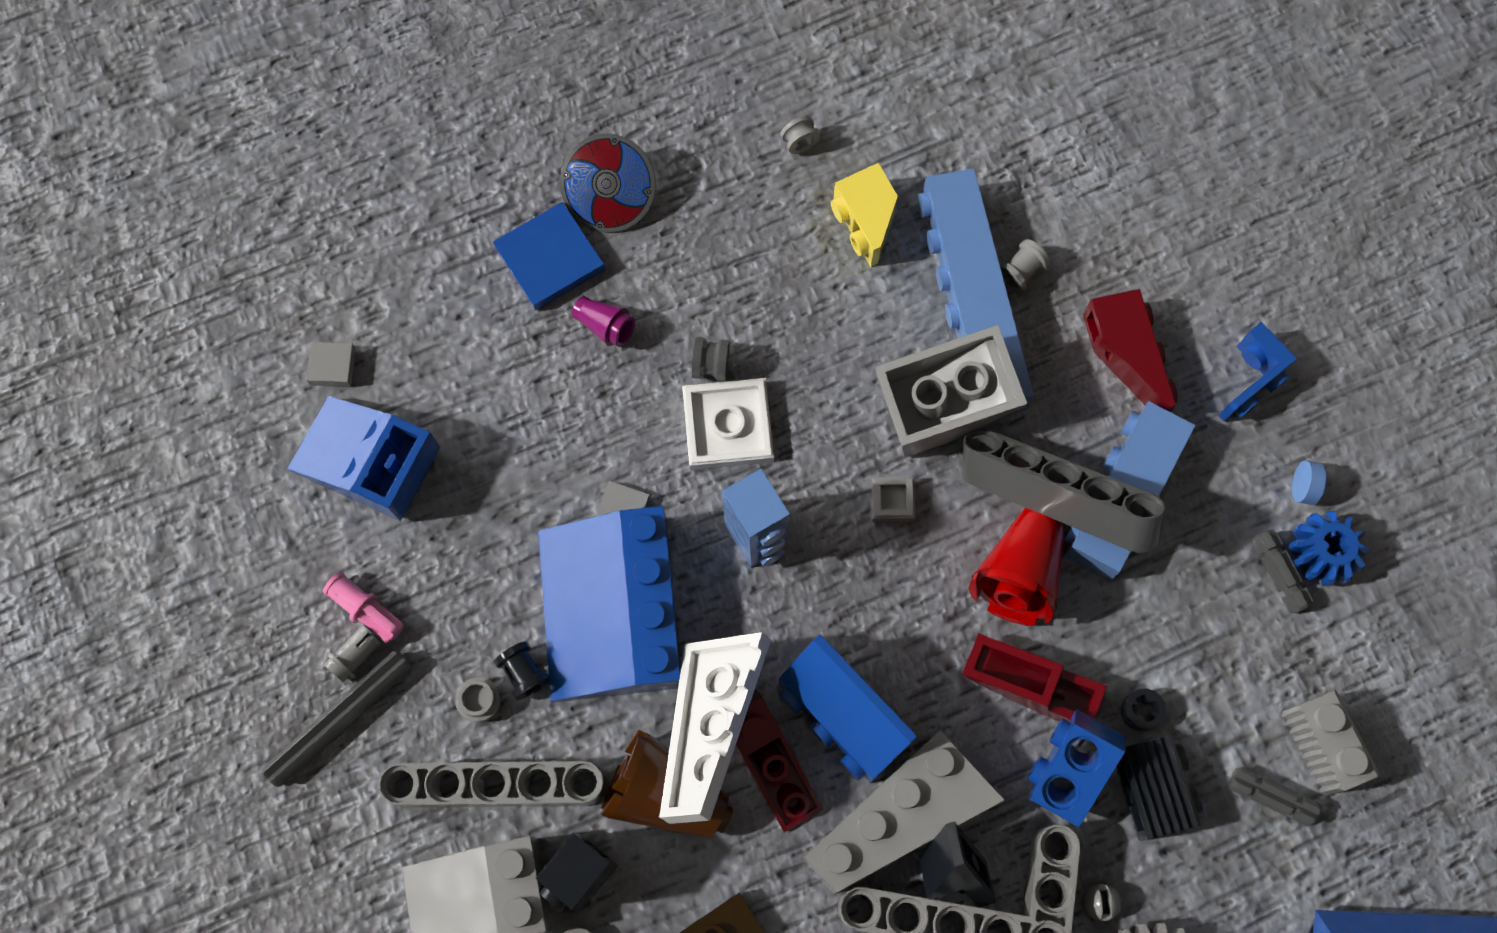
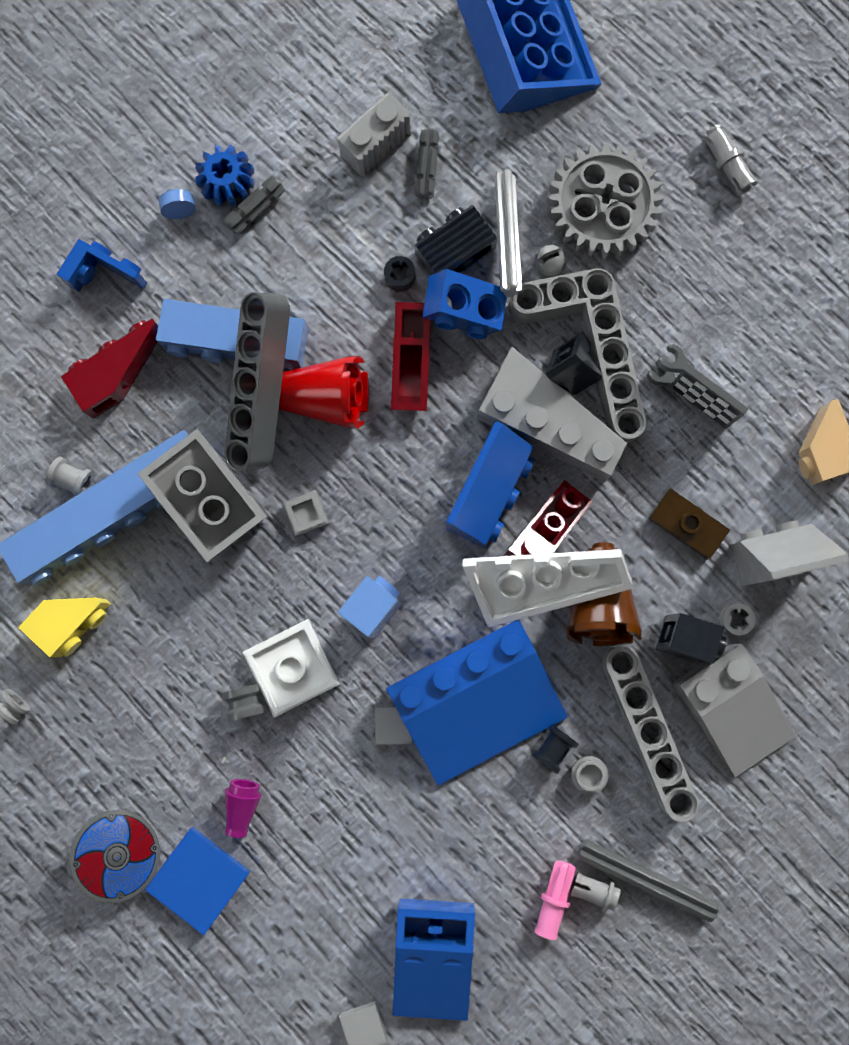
camera: 105 degrees left, 10 degrees up
(1152, 857) = (508, 233): none -> axle

